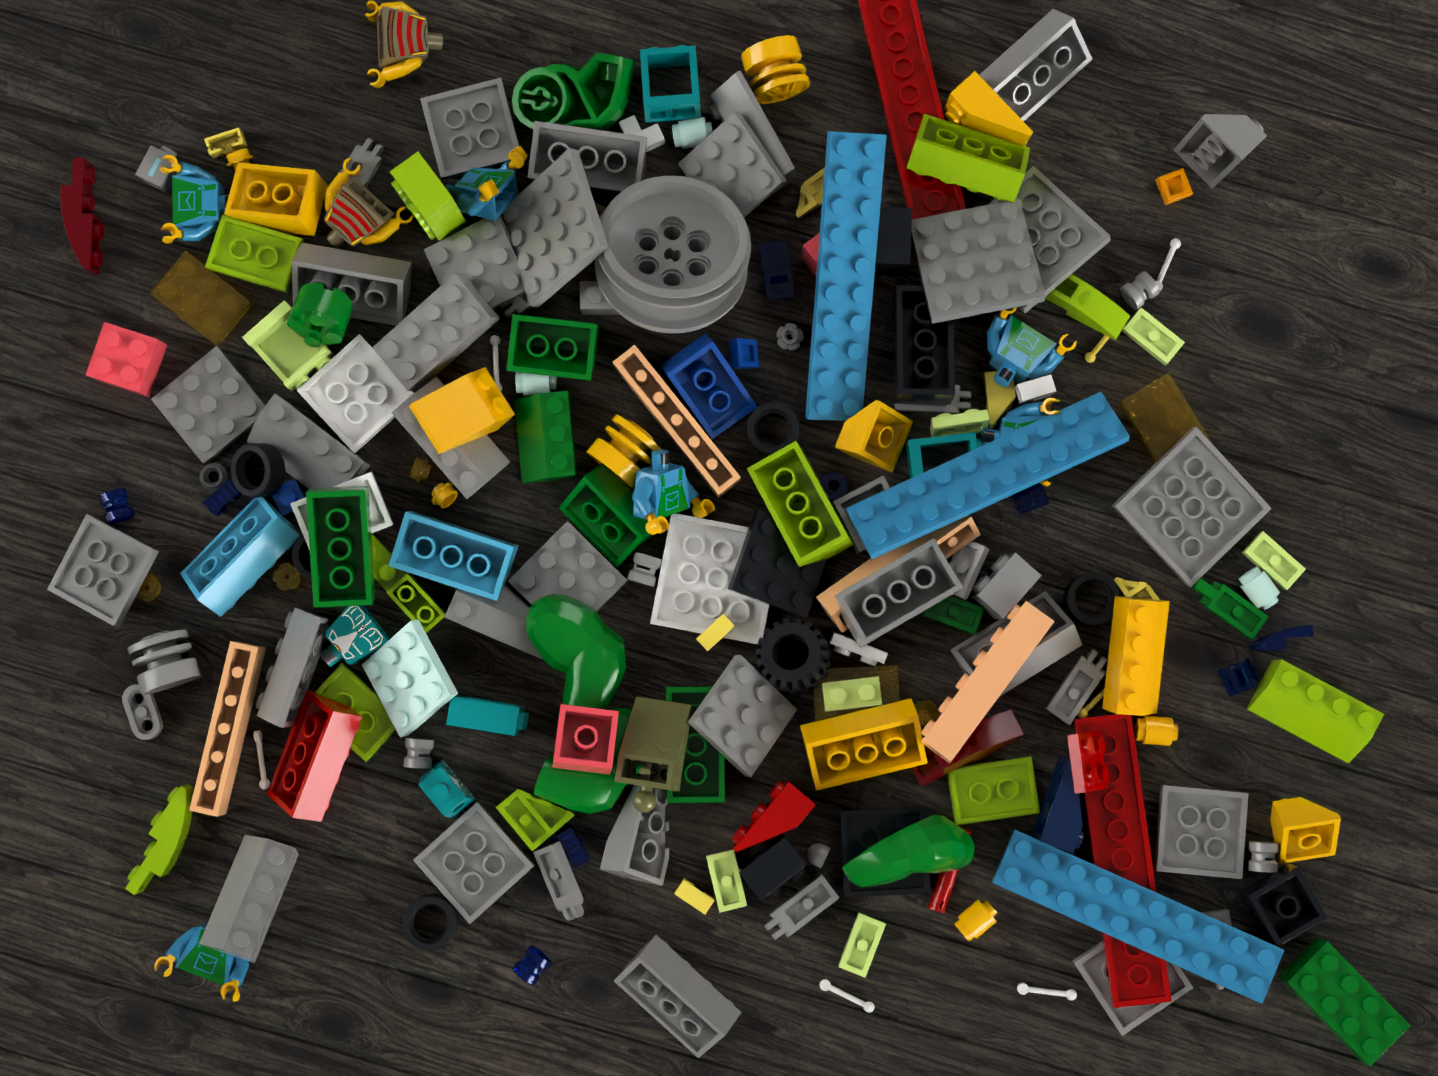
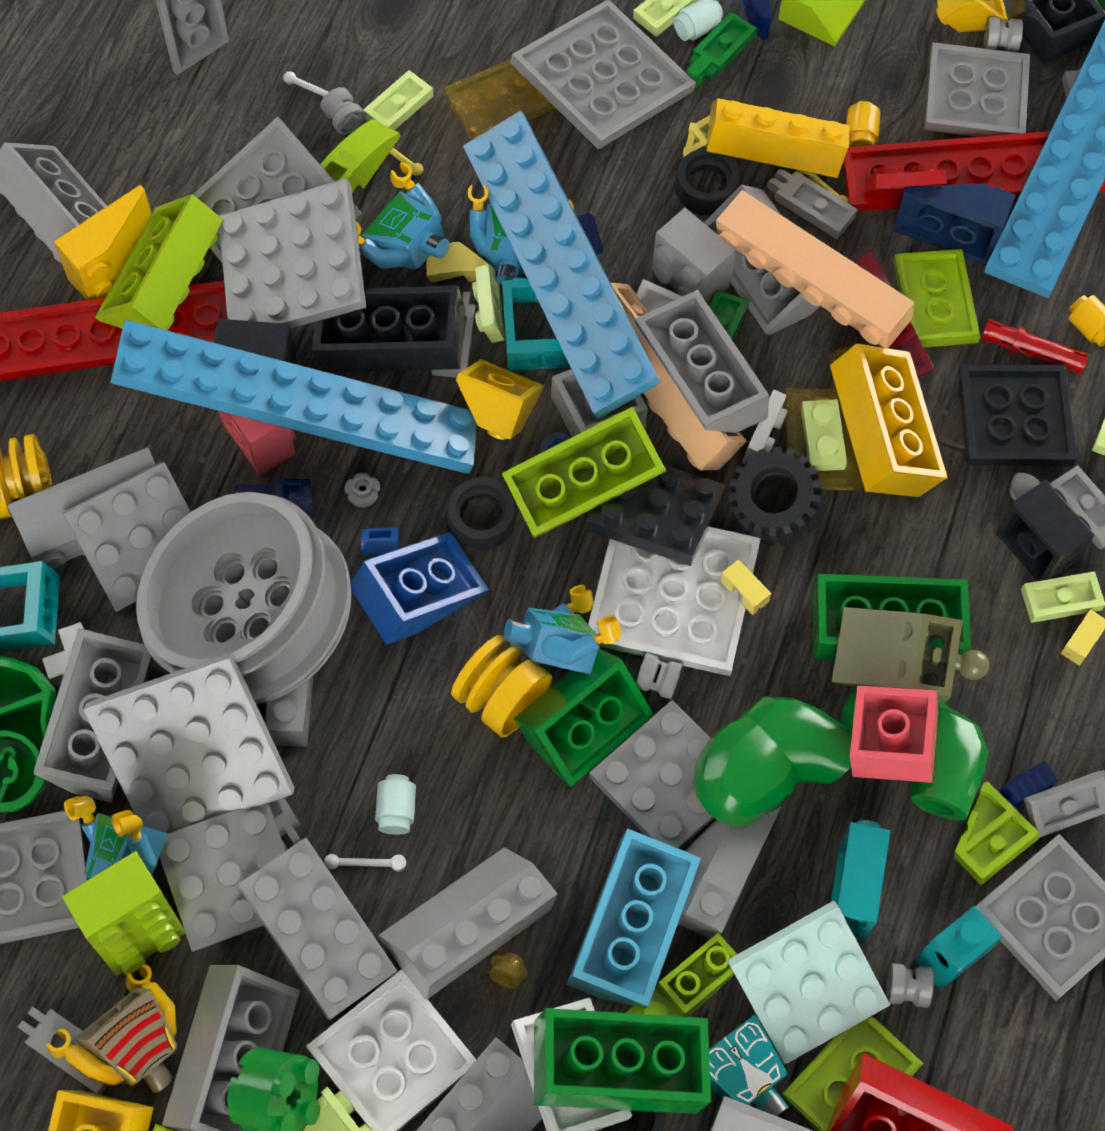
camera: 90 degrees left, 20 degrees down
(444, 495) = (545, 937): yellow plate -> none
(462, 411) = (432, 891): yellow slope -> none
(546, 437) = (474, 794): green slope -> none
(552, 347) = (351, 773): green slope -> none
(638, 841) = (1024, 704): light grey wedge -> none
(676, 421) = (463, 622): light nougat brick -> none
(691, 132) = (77, 590): light aqua brick -> none
(742, 715) = (855, 555): light grey plate -> none
(780, 814) = (982, 527): red slope -> none
(811, 194) = (175, 448): light yellow slope -> none
(922, 847) = (1026, 373): green piece -> none
(1035, 389) = (453, 216): white piece -> none
(1174, 186) = (221, 74): light orange tile -> none
(1239, 677) = (799, 48): clear blue slope -> none

